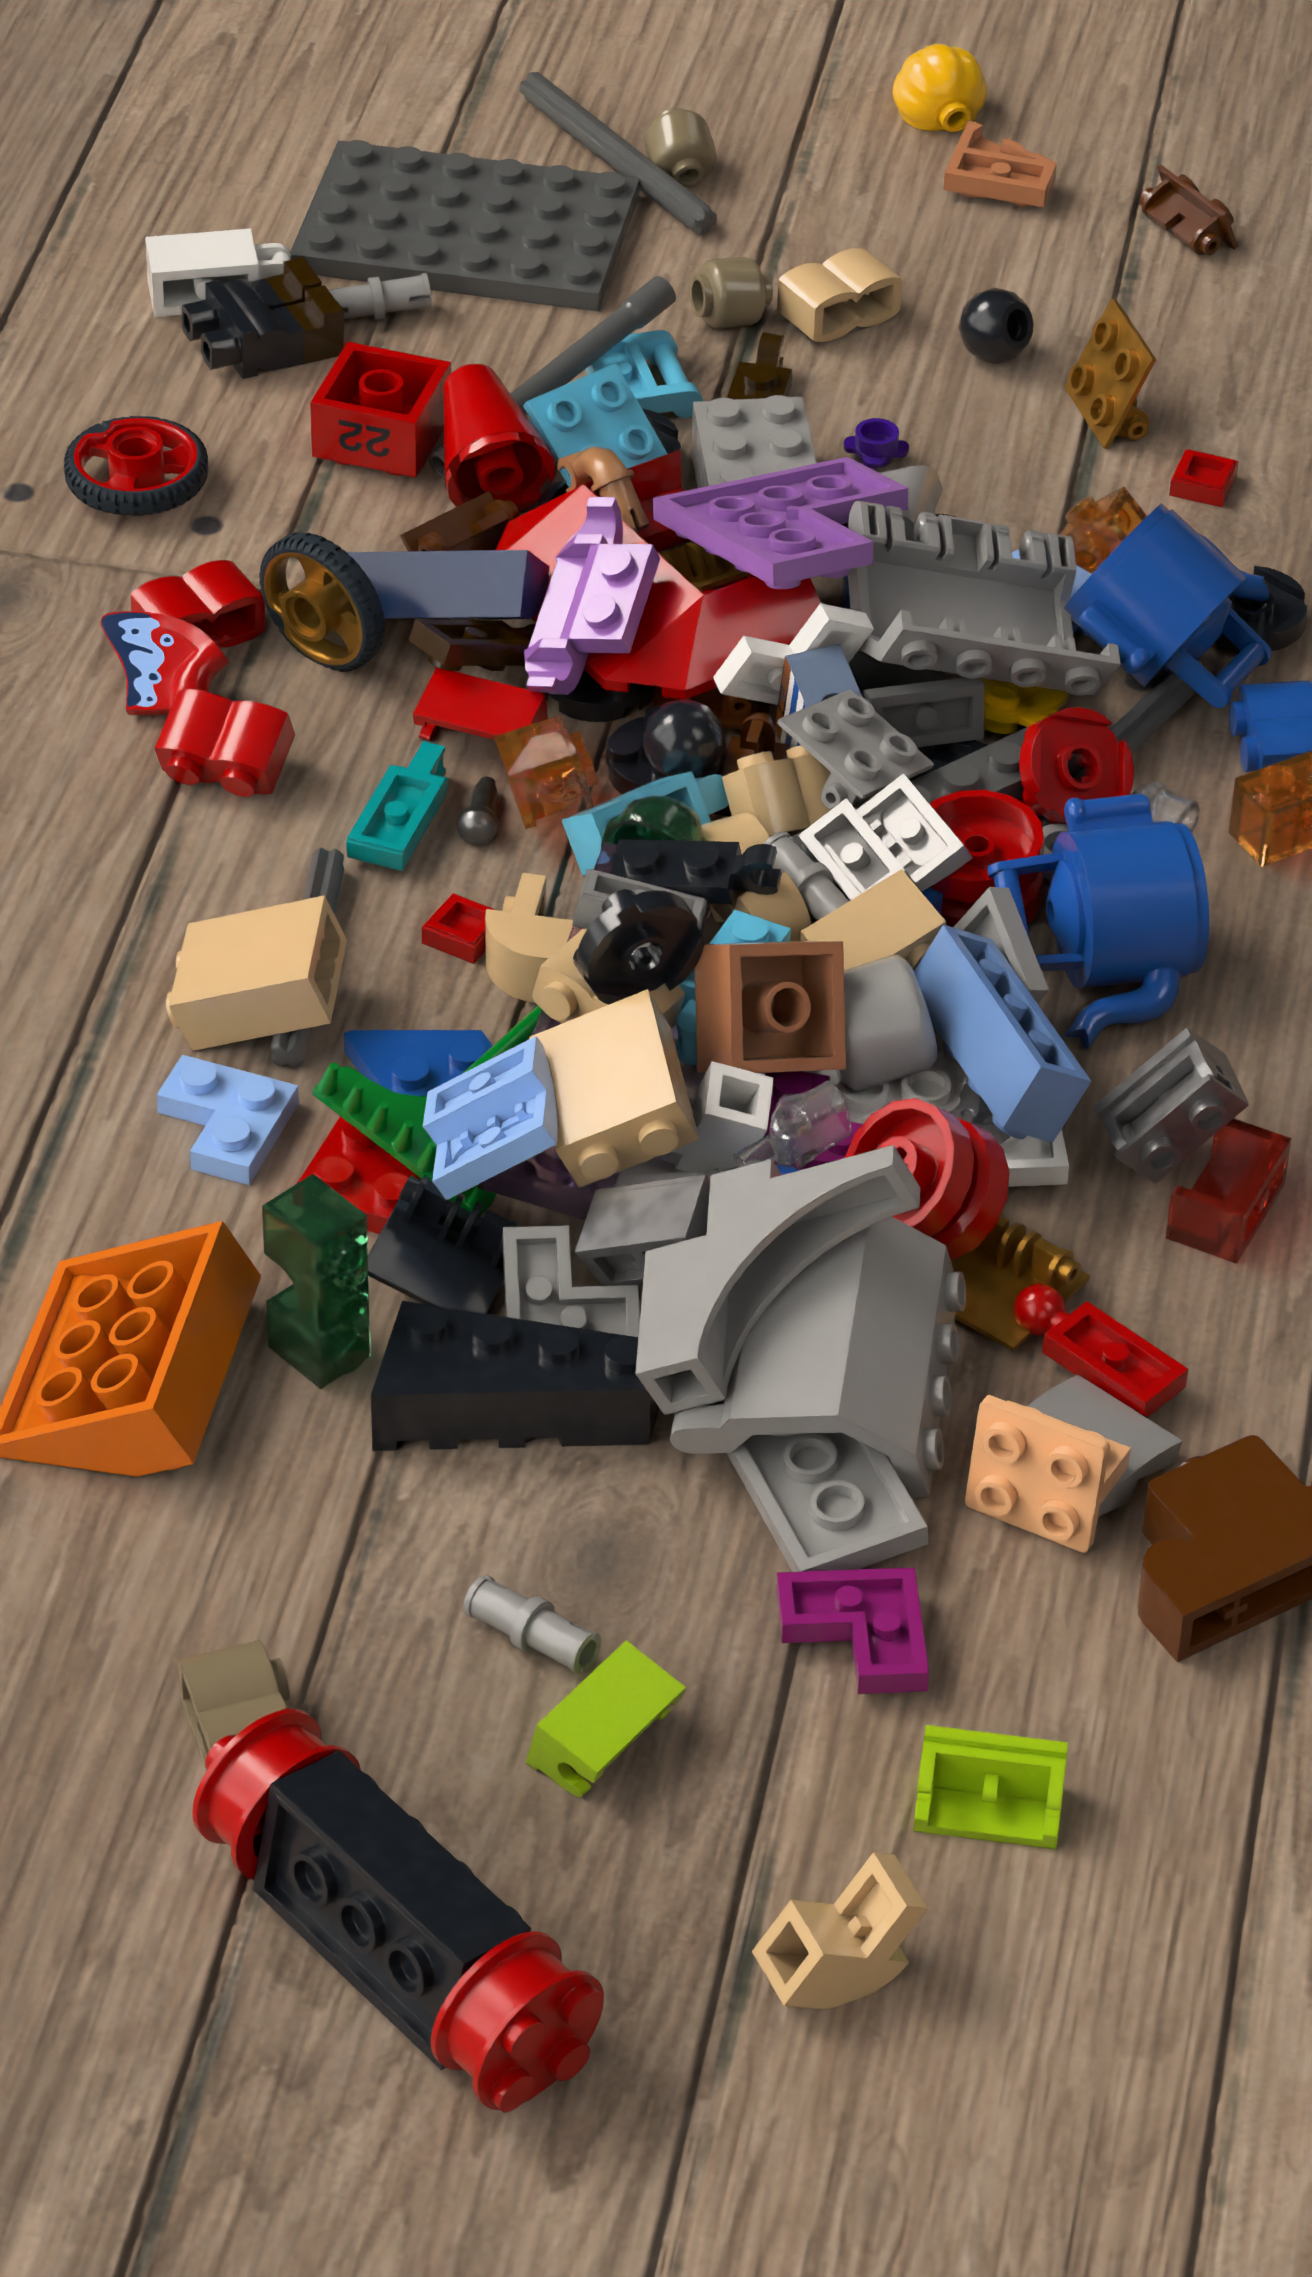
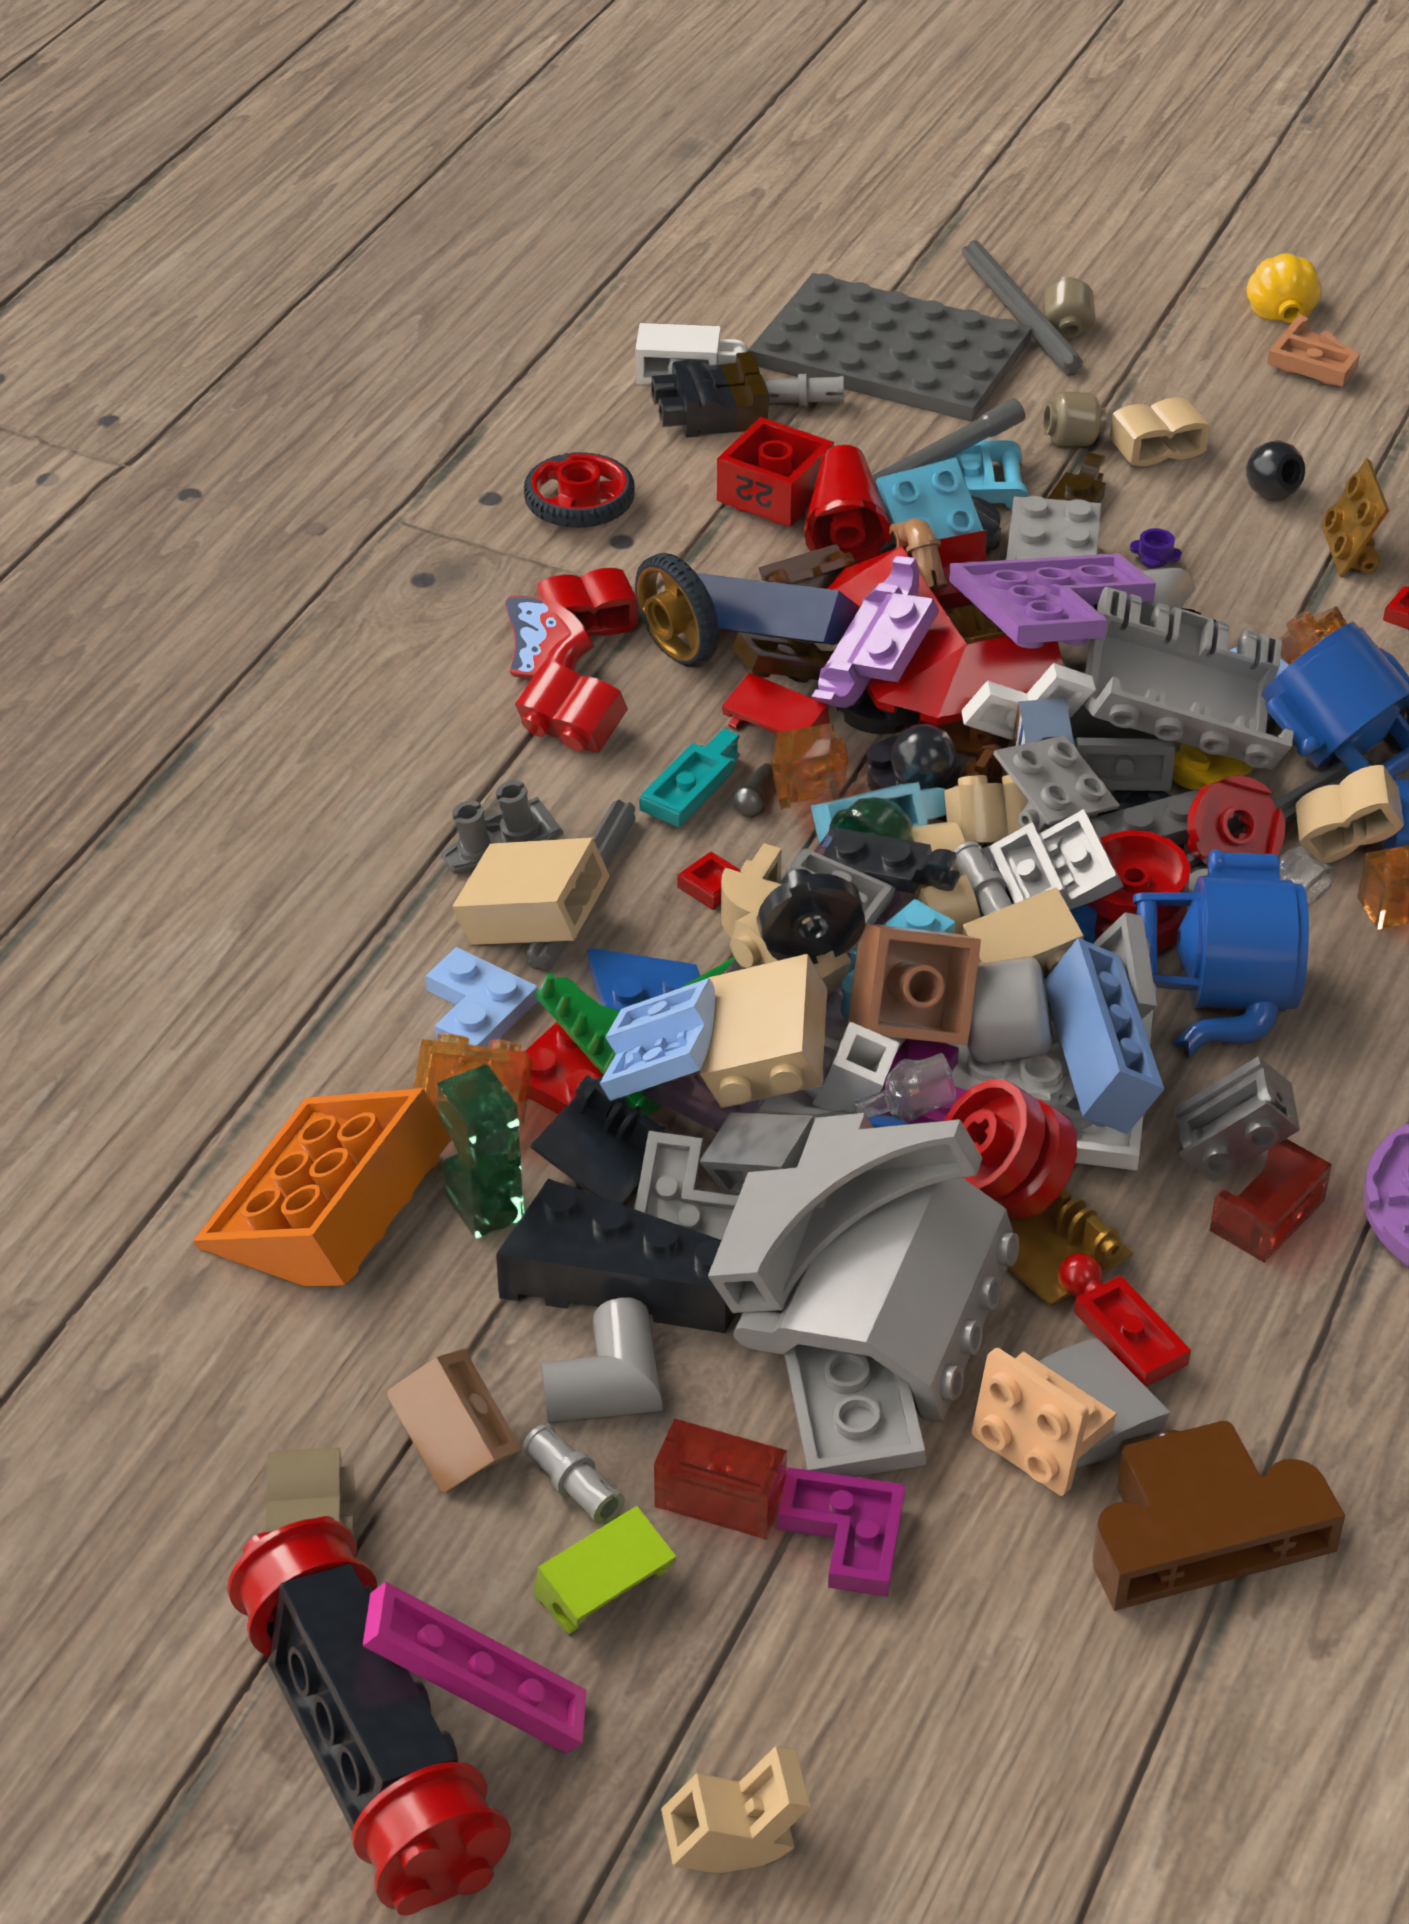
camera: 15 degrees right, 0 degrees up
(165, 909) = (516, 822): none -> dark grey connector
(236, 1190) = (454, 1056): none -> clear orange brick
(377, 1589) = (452, 1419): none -> medium nougat panel
(511, 1837) = (475, 1667): none -> dark pink plate
(544, 1512) = (616, 1381): none -> light grey brick
(704, 1598) = (719, 1478): none -> clear red panel
(990, 1786) = (913, 1697): lime hinge -> none
(1201, 735) = (1350, 814): none -> tan brick

